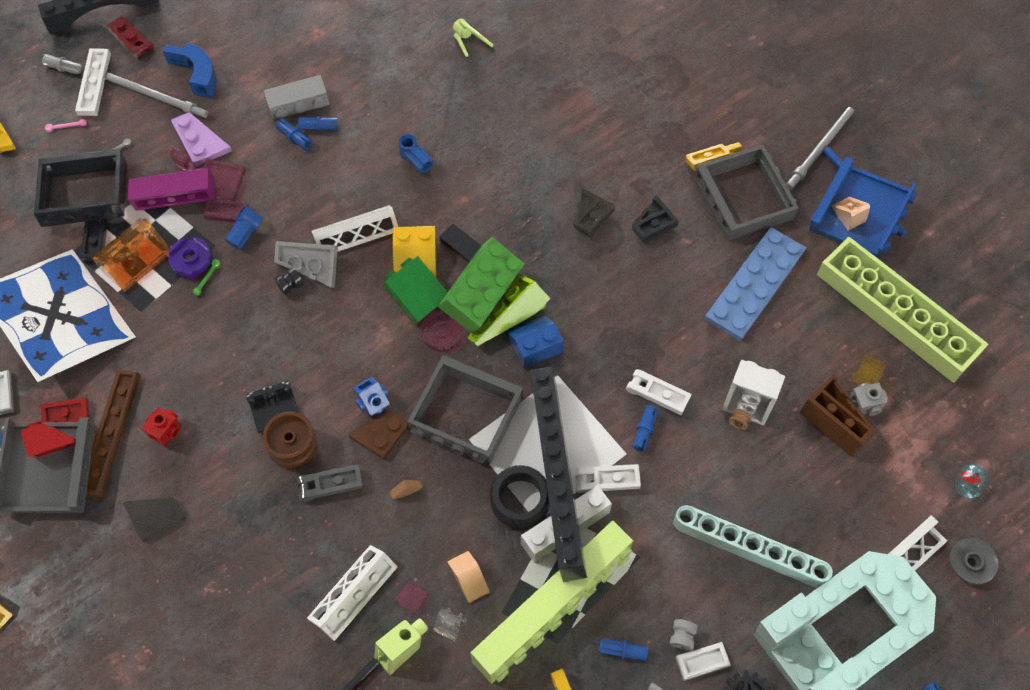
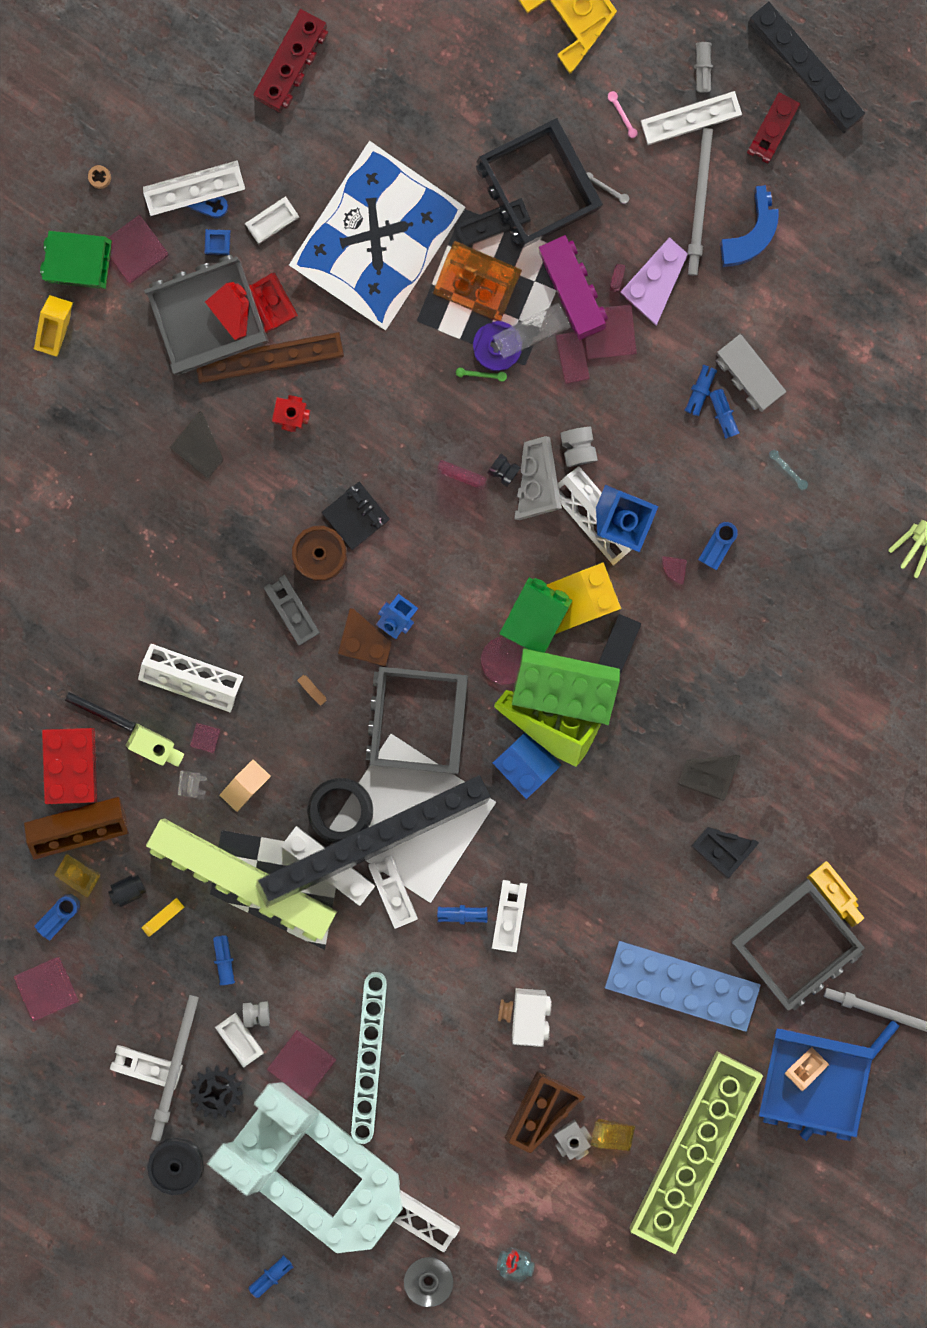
camera: 75 degrees right, 25 degrees up
(189, 221) = (532, 331): none -> clear slope
(246, 223) = (559, 390): blue piece -> none
(276, 307) = (462, 474): none -> clear pink tile
(295, 222) = (578, 446): none -> light grey wheel
(362, 201) = (623, 518): none -> blue slope
(394, 93) = (802, 484): none -> clear light blue hinge
(420, 191) = (674, 568): none -> clear pink tile
(740, 610) = (301, 1064): none -> clear pink tile

